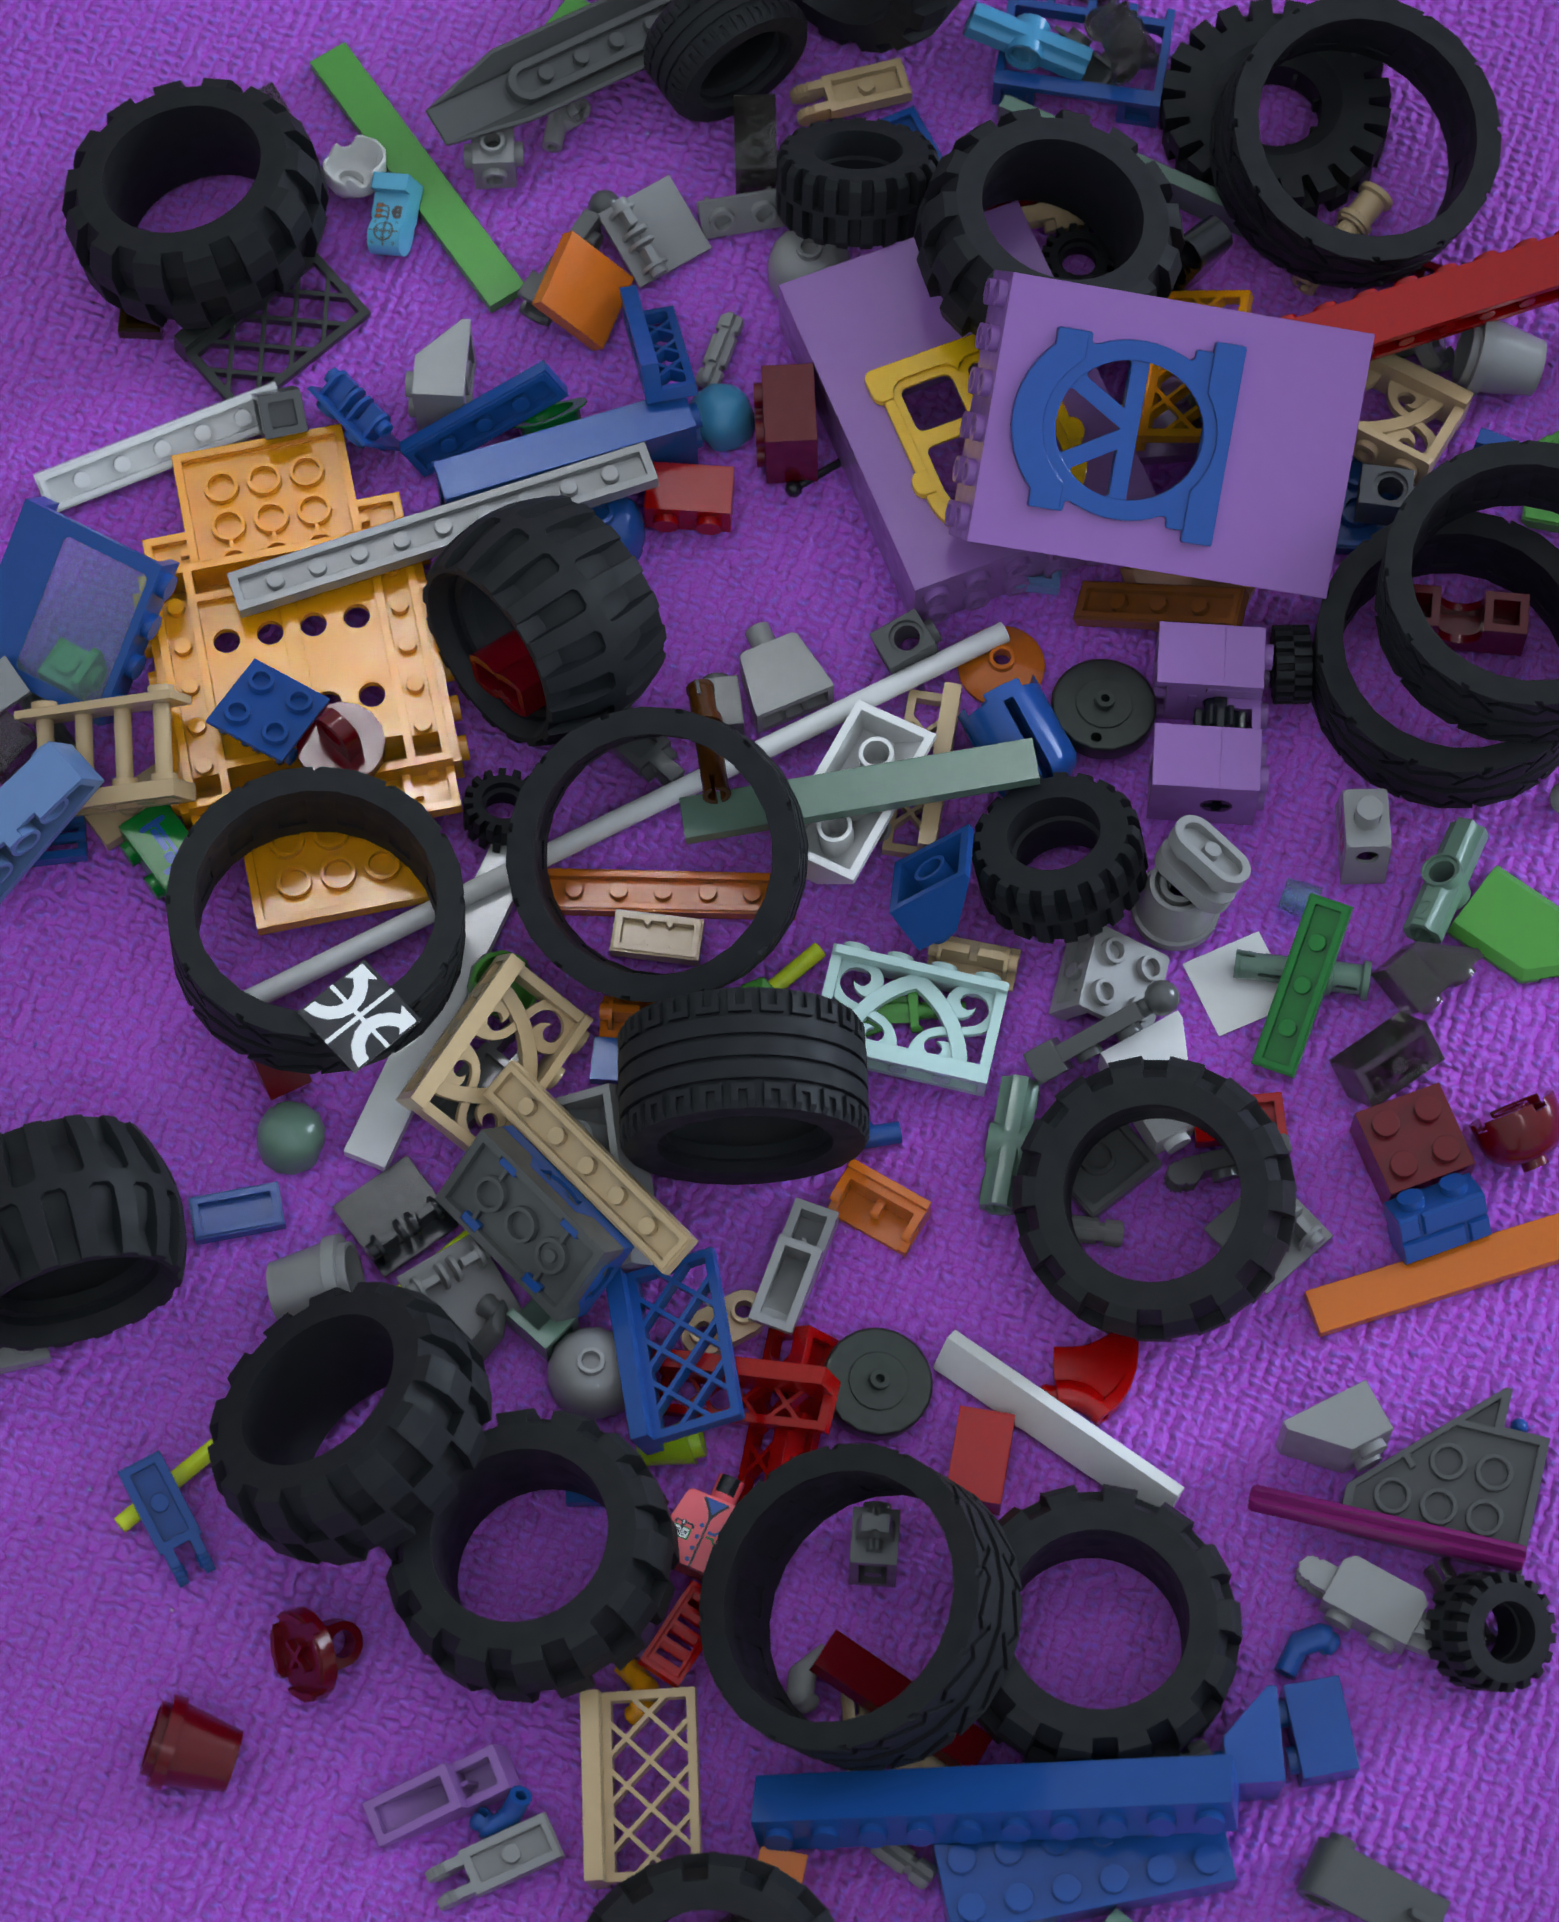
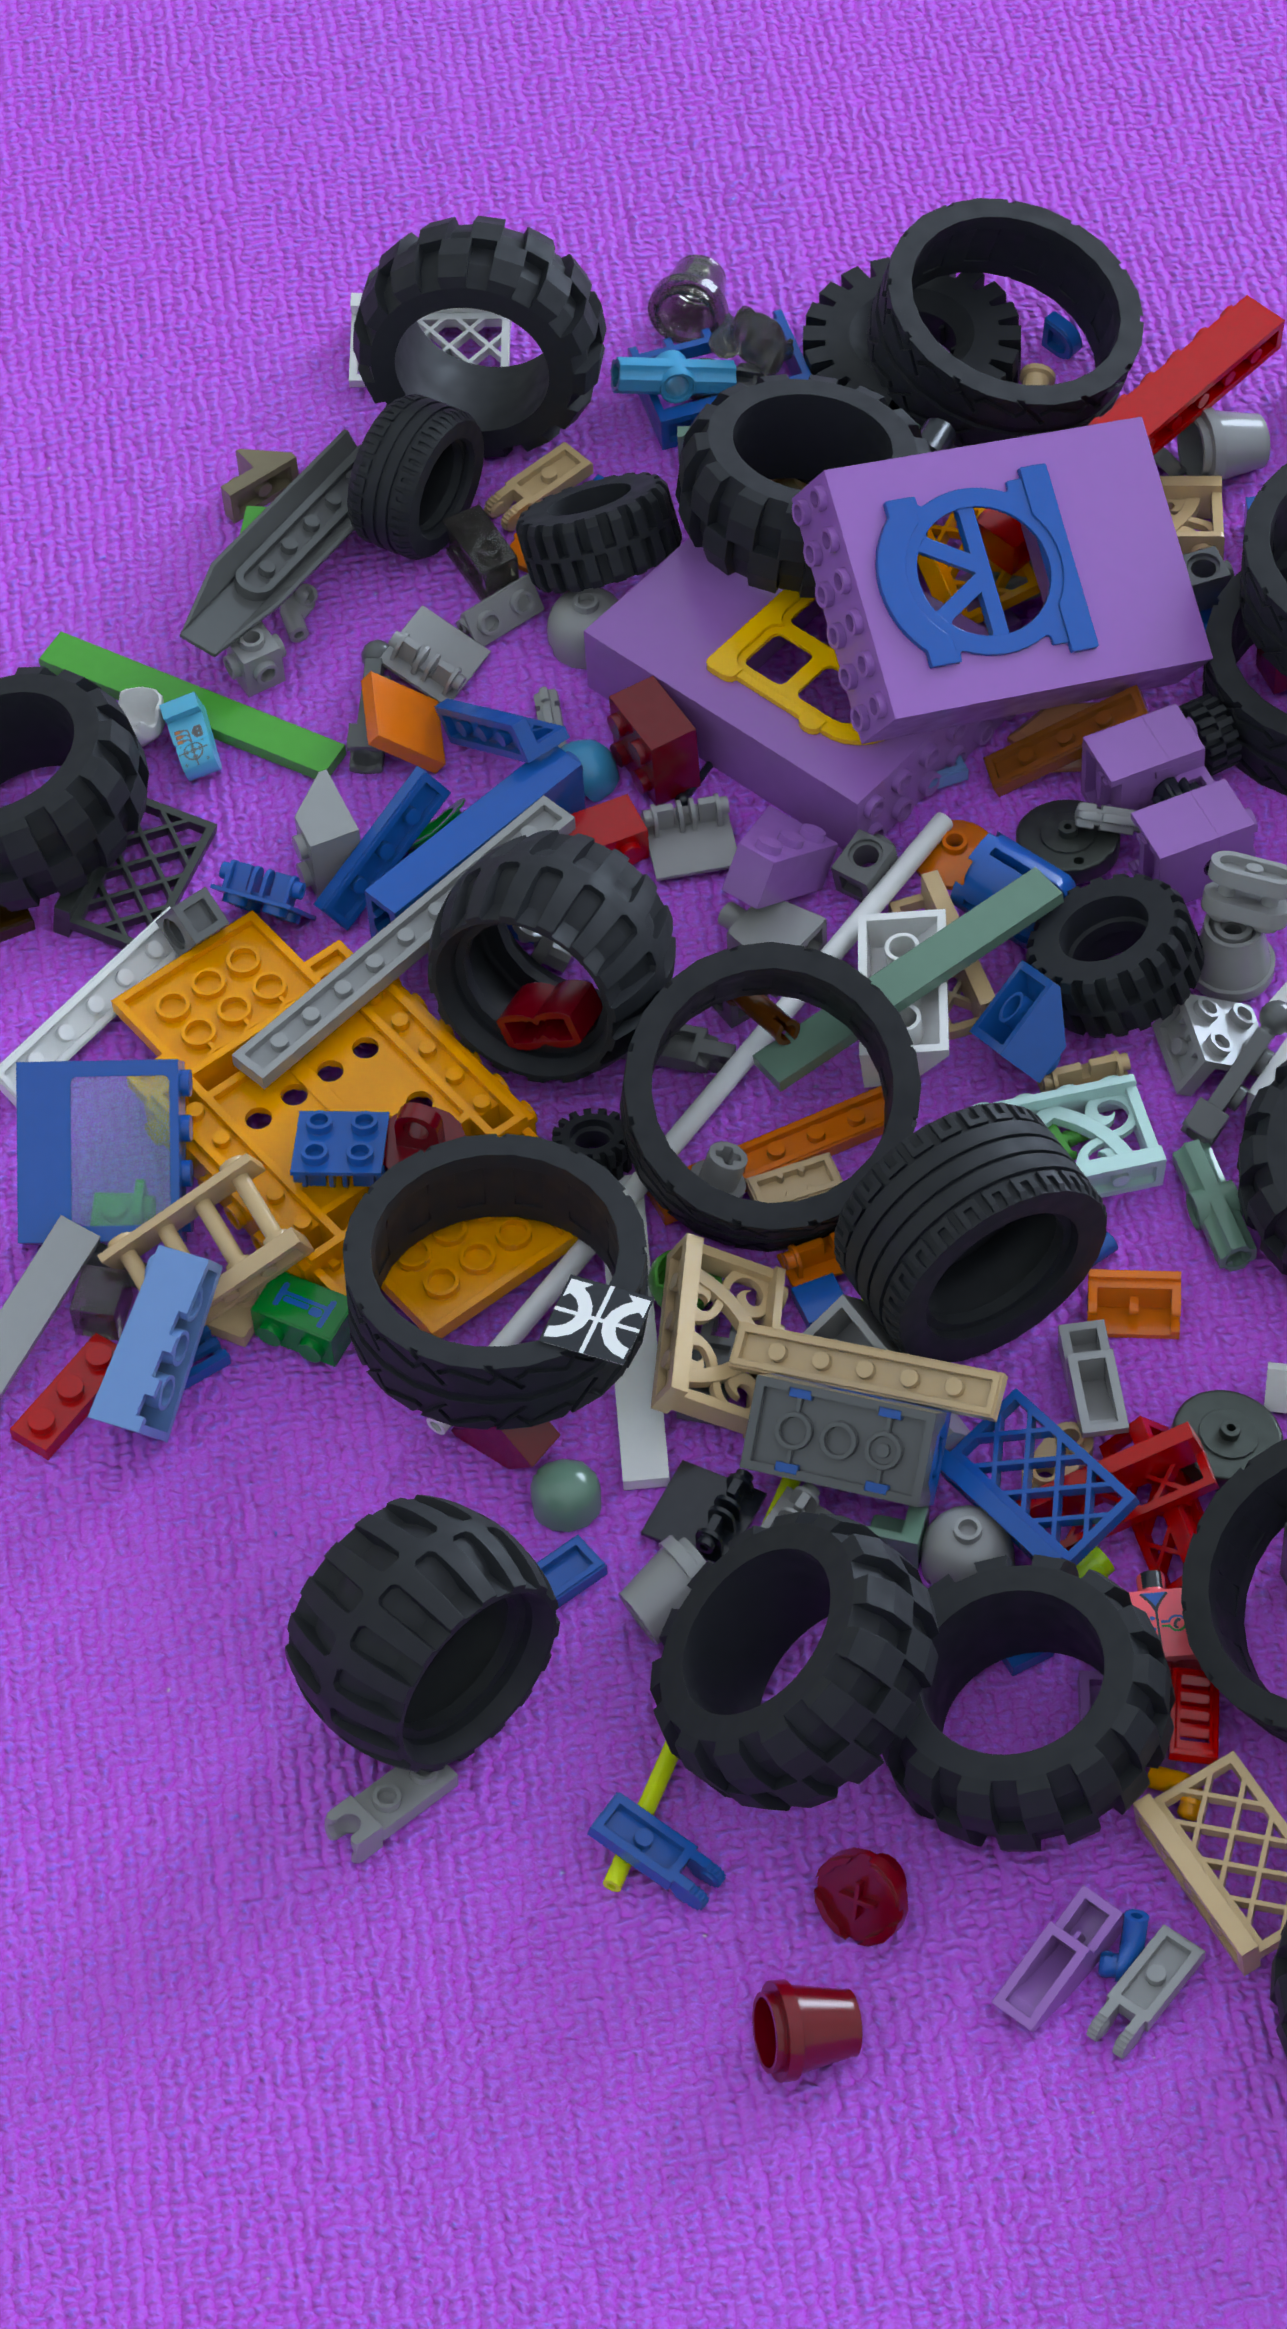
camera: 25 degrees left, 15 degrees down
(591, 898) = (724, 1168): none -> light grey piece
(773, 534) = (690, 837): none -> light grey hinge
(821, 605) = (779, 860): none -> medium lavender wedge
(1145, 708) = (1107, 818): none -> light grey axle
(1424, 161) = (1060, 336): none -> blue tile

